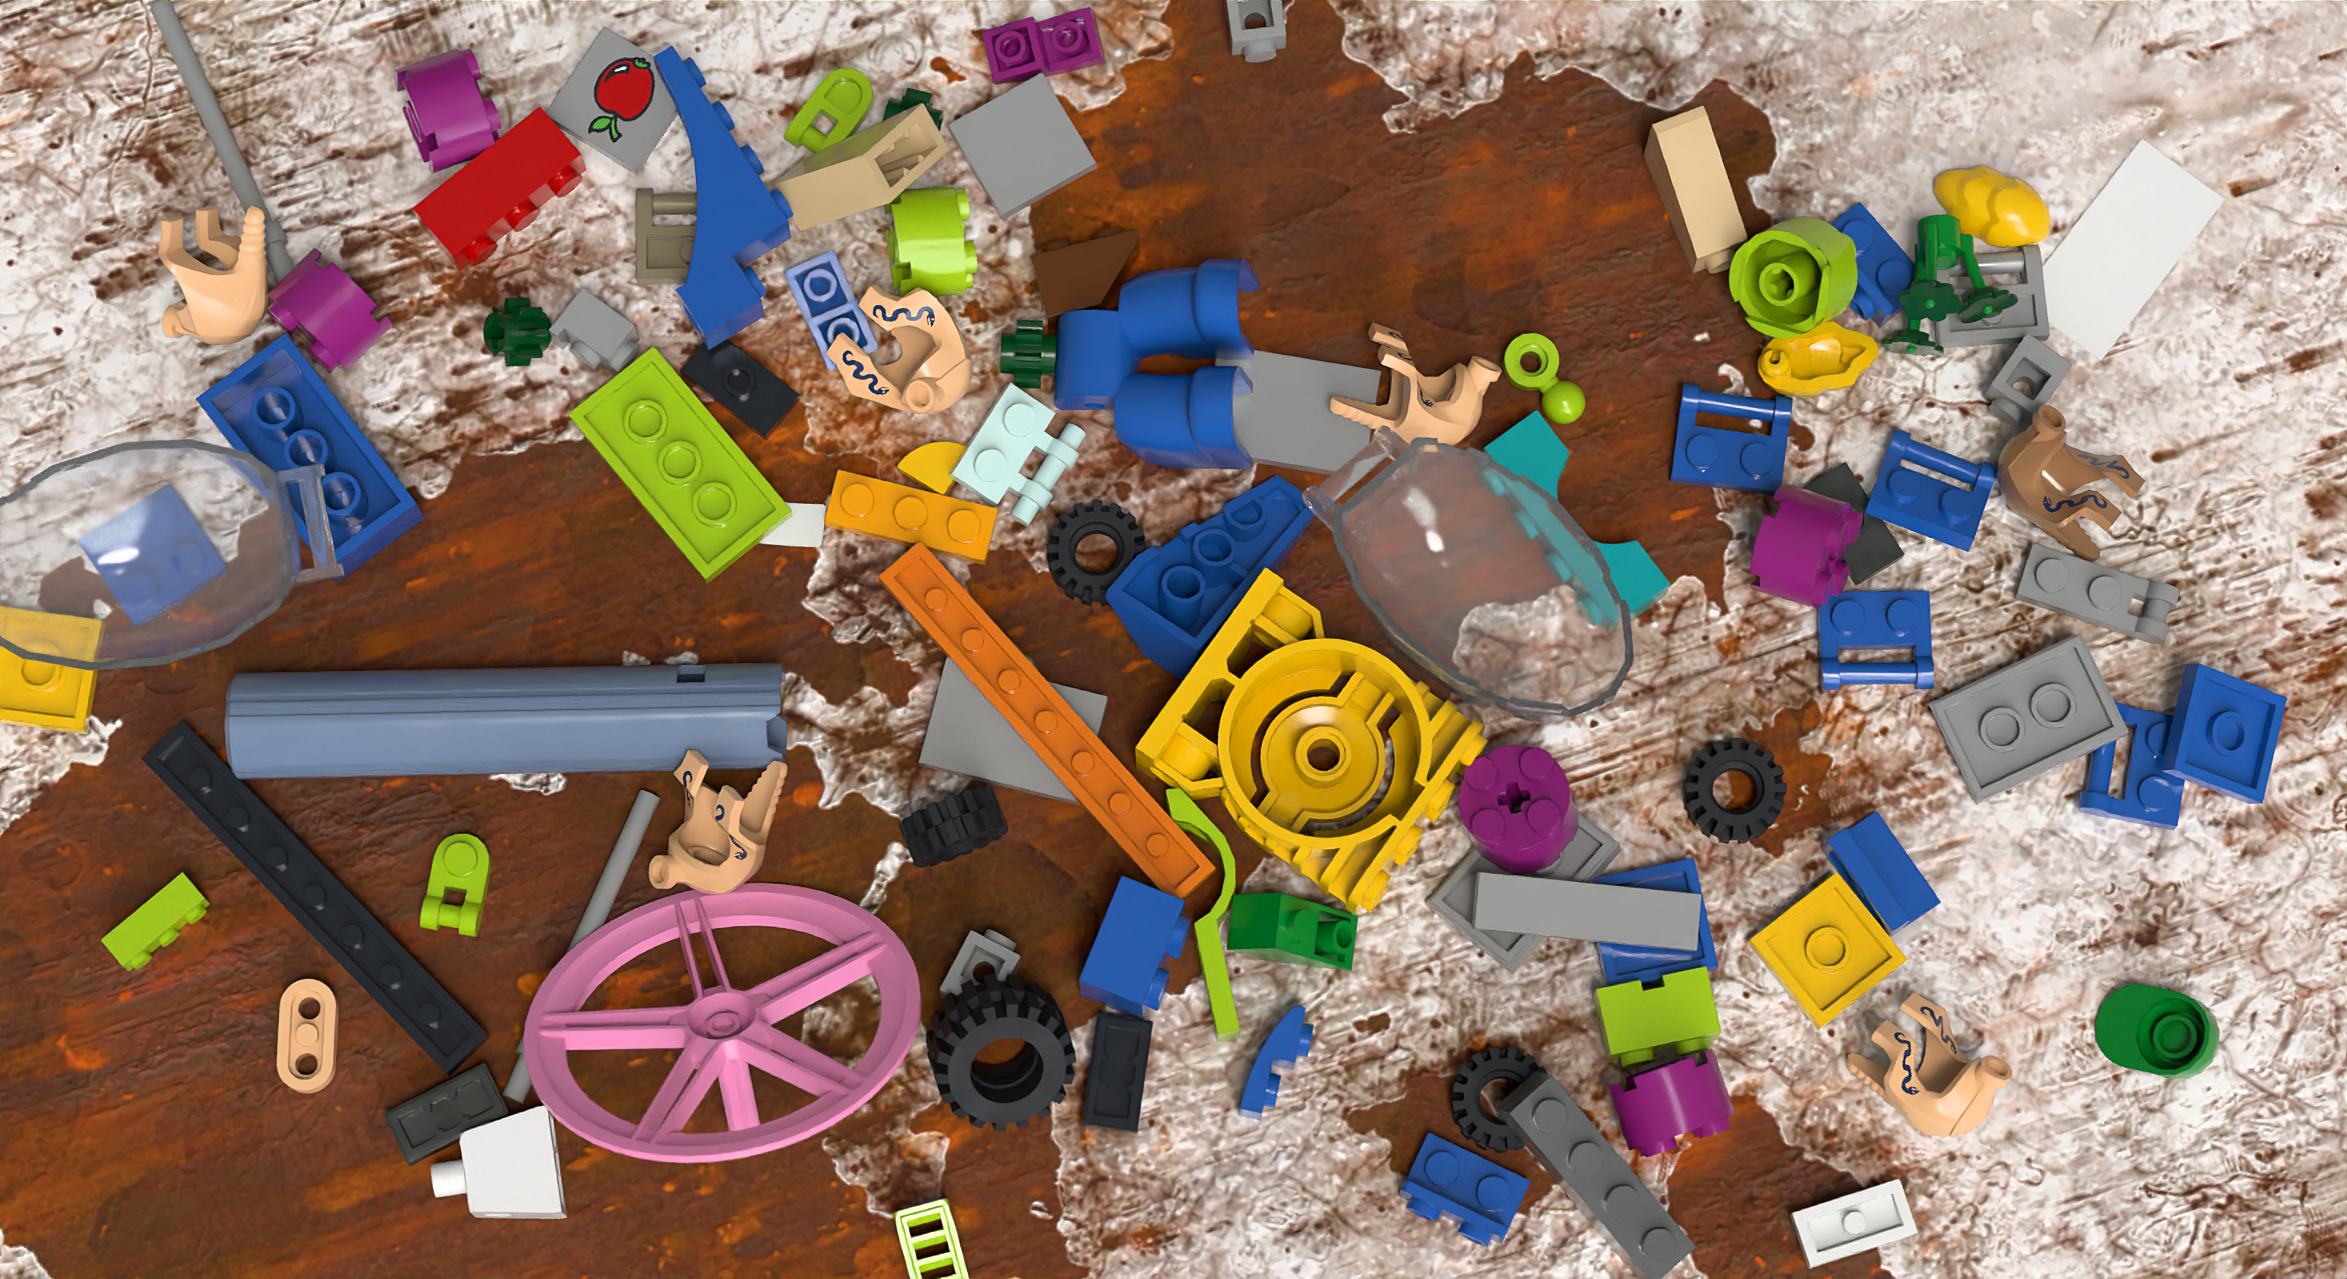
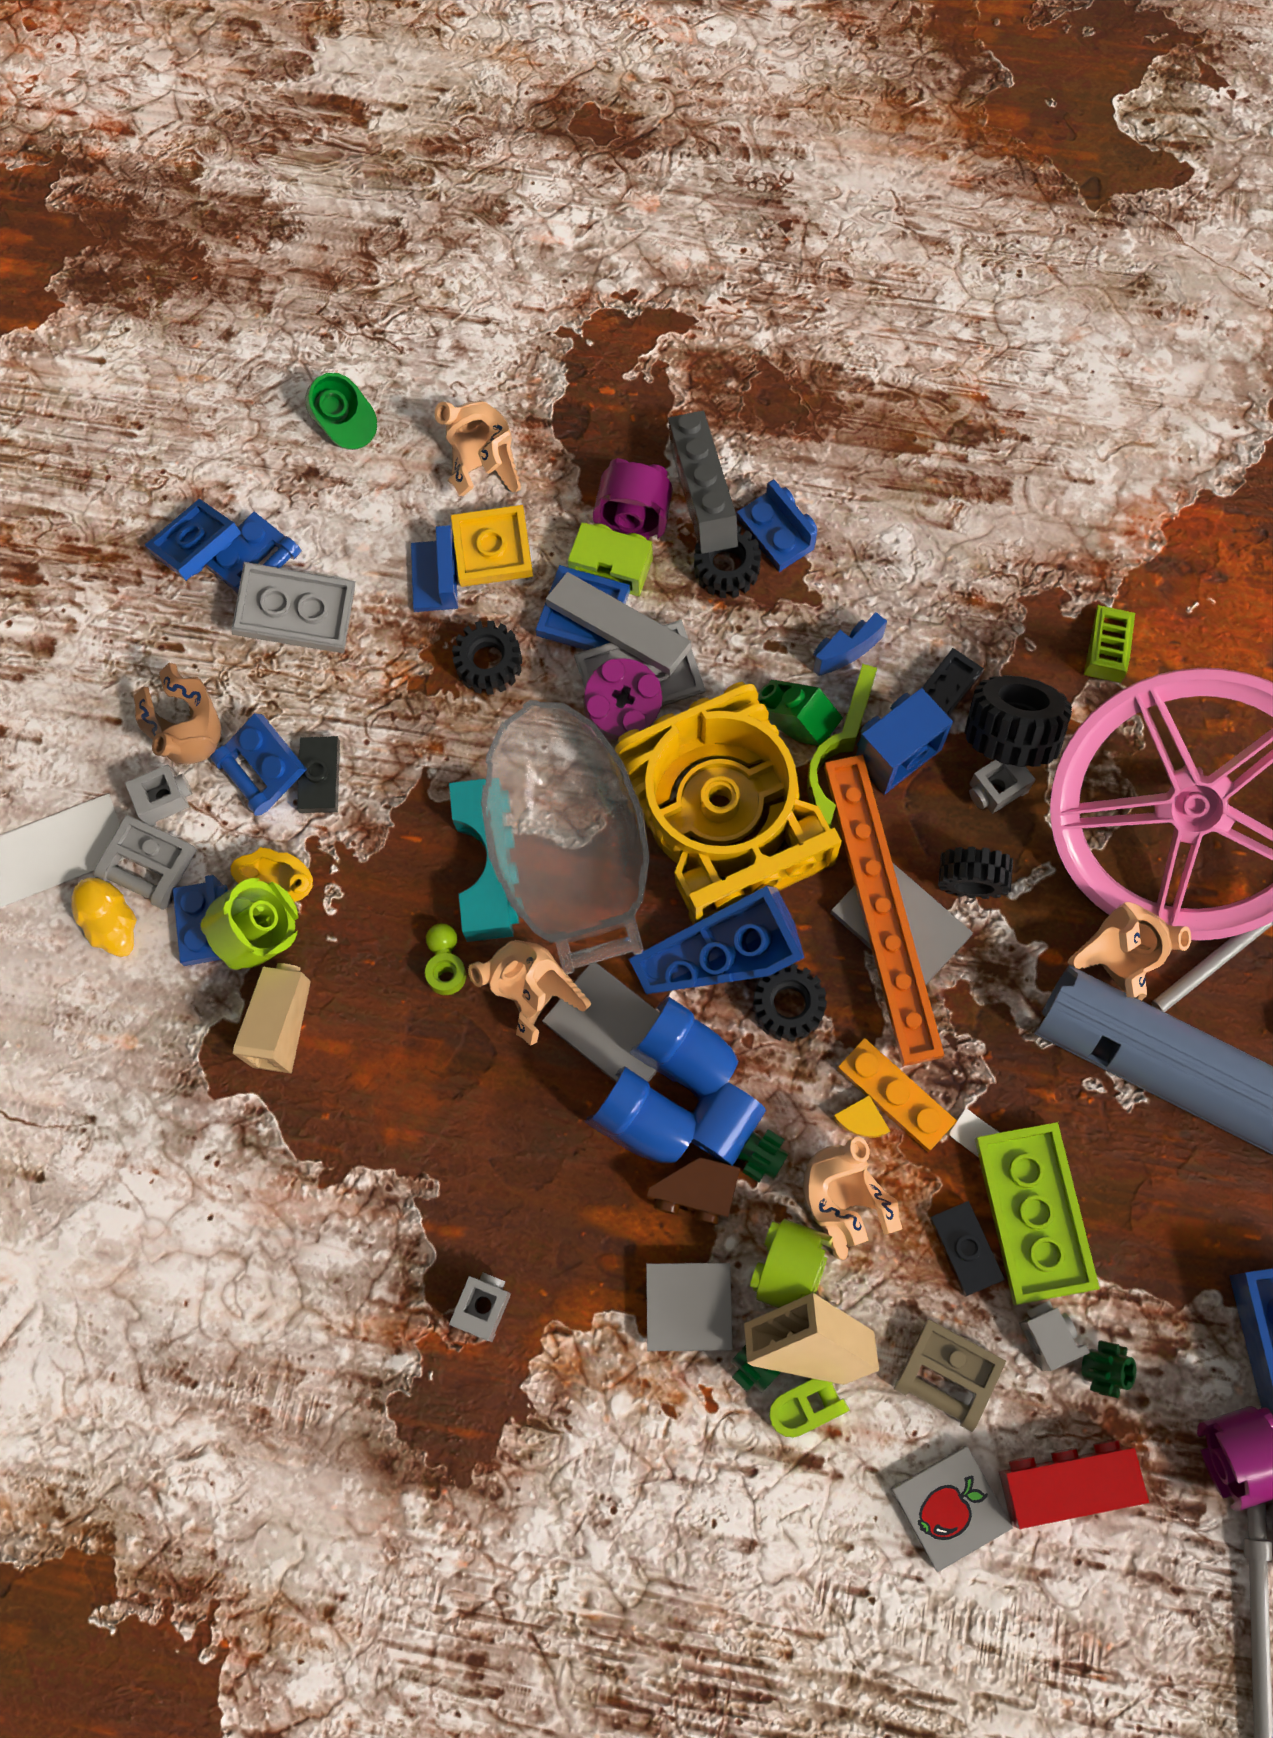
camera: 145 degrees left, 5 degrees down
(446, 109) = (1090, 1568): magenta brick -> none
(734, 211) = (916, 1369): blue arch -> none
(829, 304) = (879, 1270): slope -> none
(1002, 446) = (812, 1105): light aqua plate -> none
(1046, 47) = (634, 1374): magenta slope -> none
(1730, 457) = (361, 851): blue plate -> none
(1804, 547) = (355, 759): magenta brick -> none
(1853, 1223) = (570, 402): white plate -> none
(1875, 623) = (345, 712): blue plate -> none
(1938, 249) = (151, 897): plant -> none
(2095, 594) = (208, 661): light grey plate -> none

